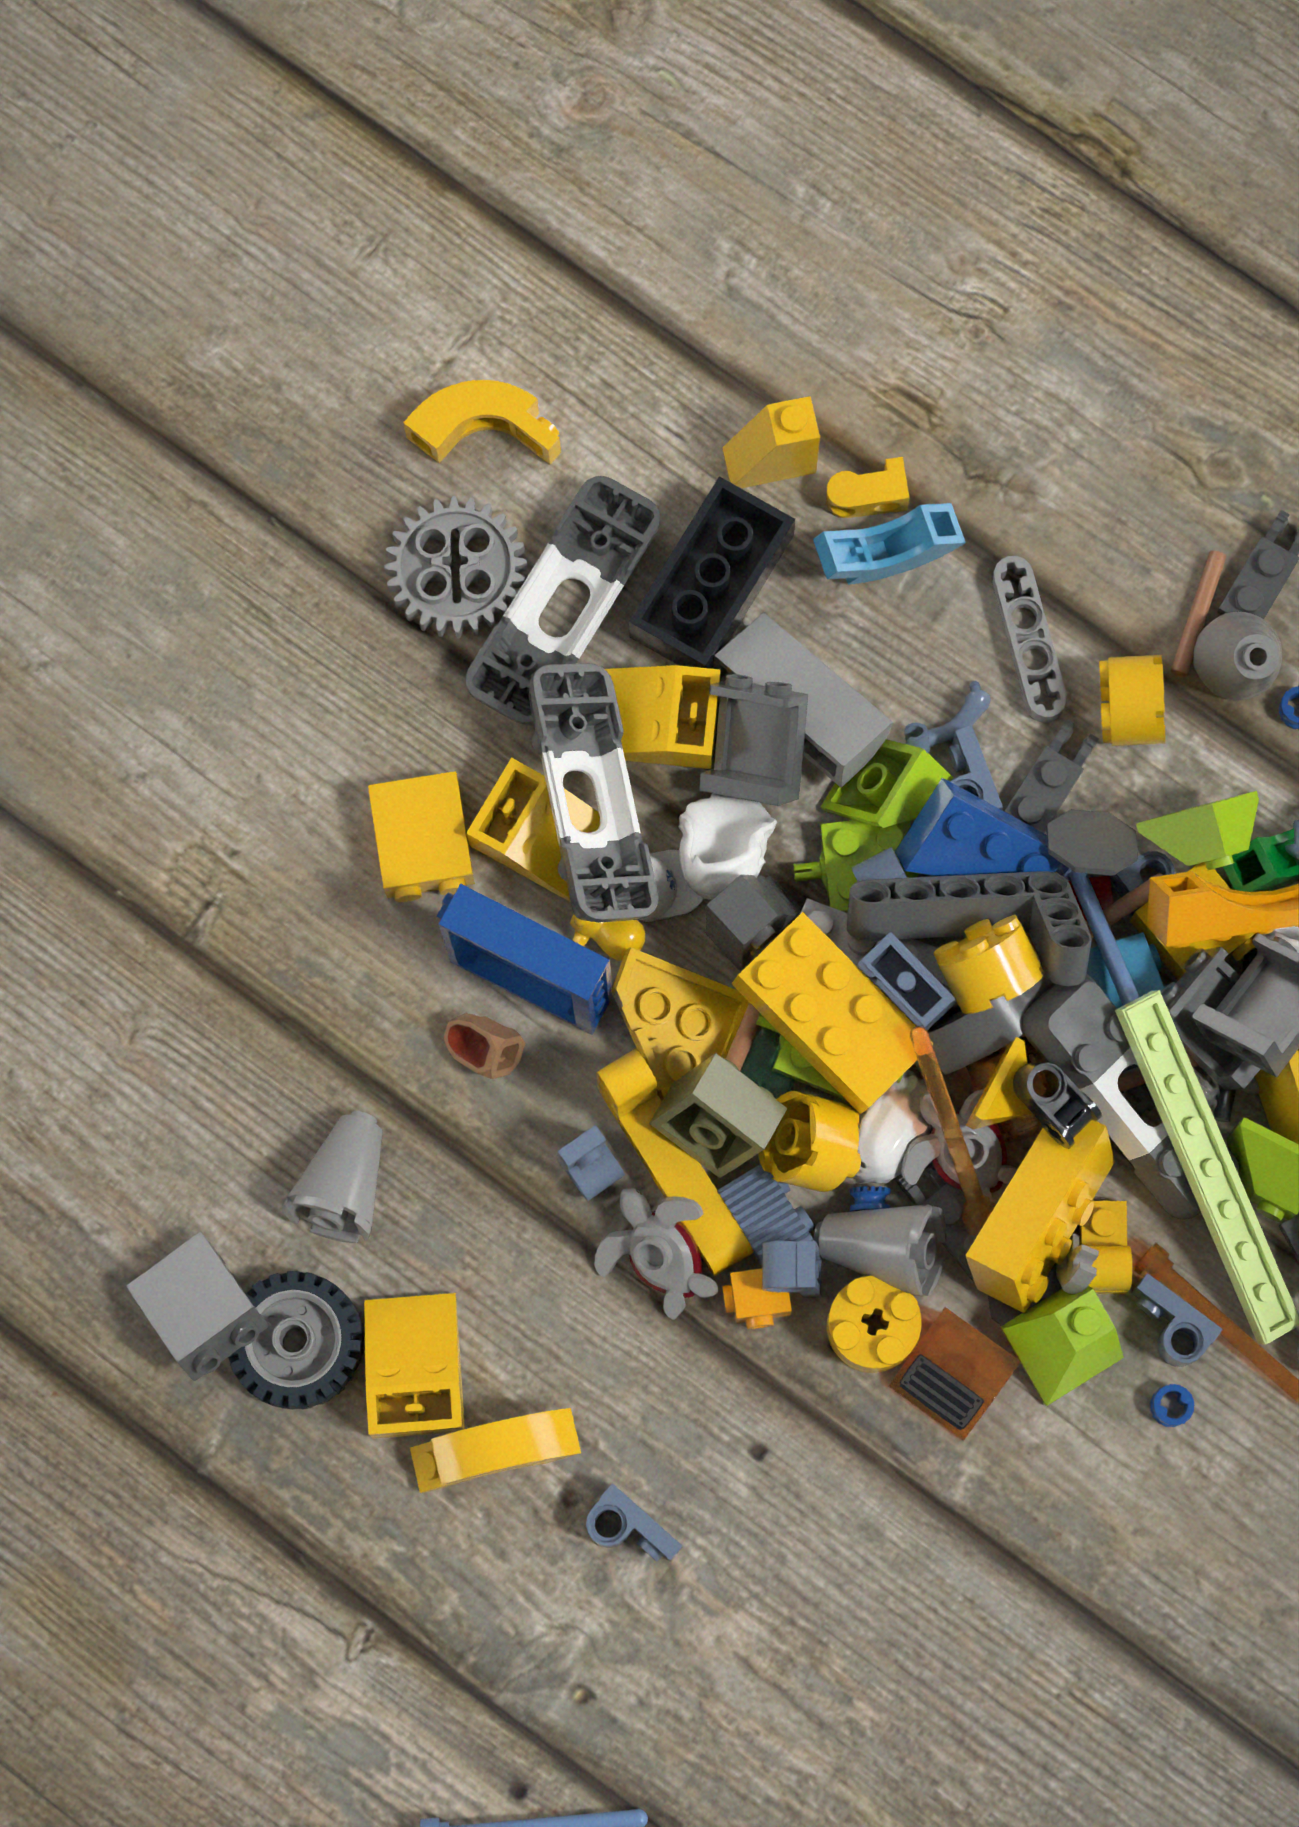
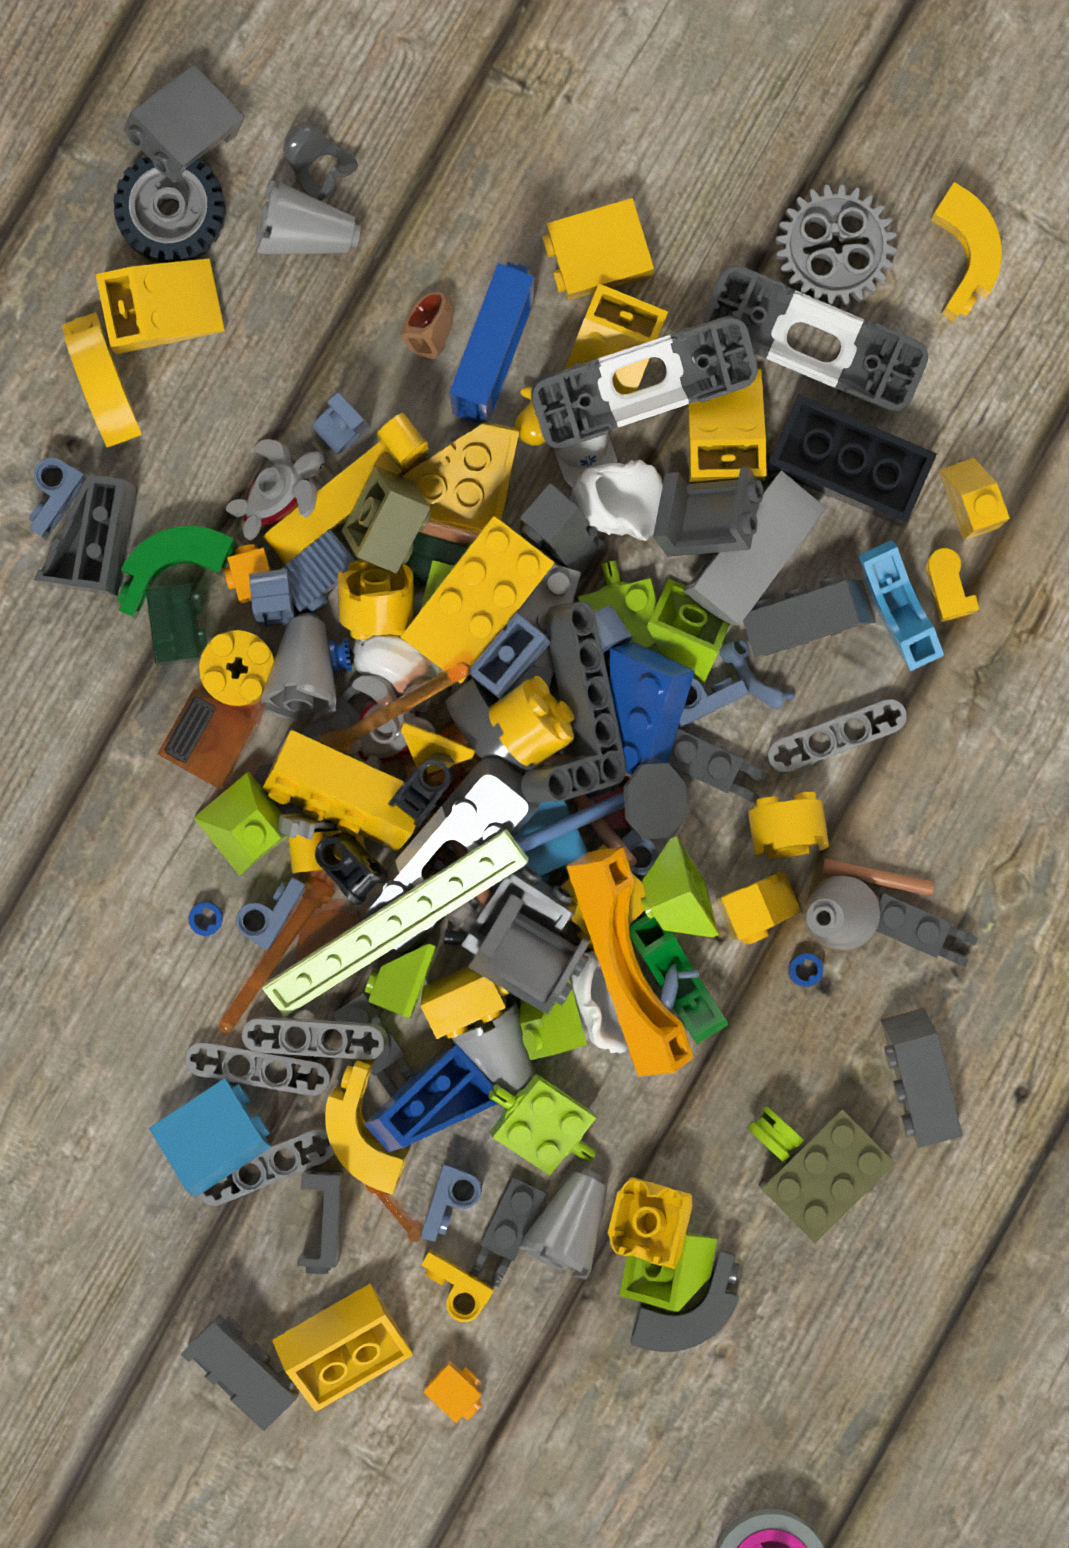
camera: 80 degrees right, 10 degrees up
(243, 1167) = (306, 144): none -> dark grey piece
(694, 1483) = (93, 539): none -> dark grey wedge
(713, 1367) = (170, 548): none -> green arch
(808, 1395) = (175, 624): none -> clear green brick
(889, 649) = (807, 615): none -> dark grey wedge
(1135, 1212) = (355, 872): none -> black piece
(1200, 1261) = (323, 929): none -> clear orange tile
(1229, 749) = (758, 907): none -> yellow wedge

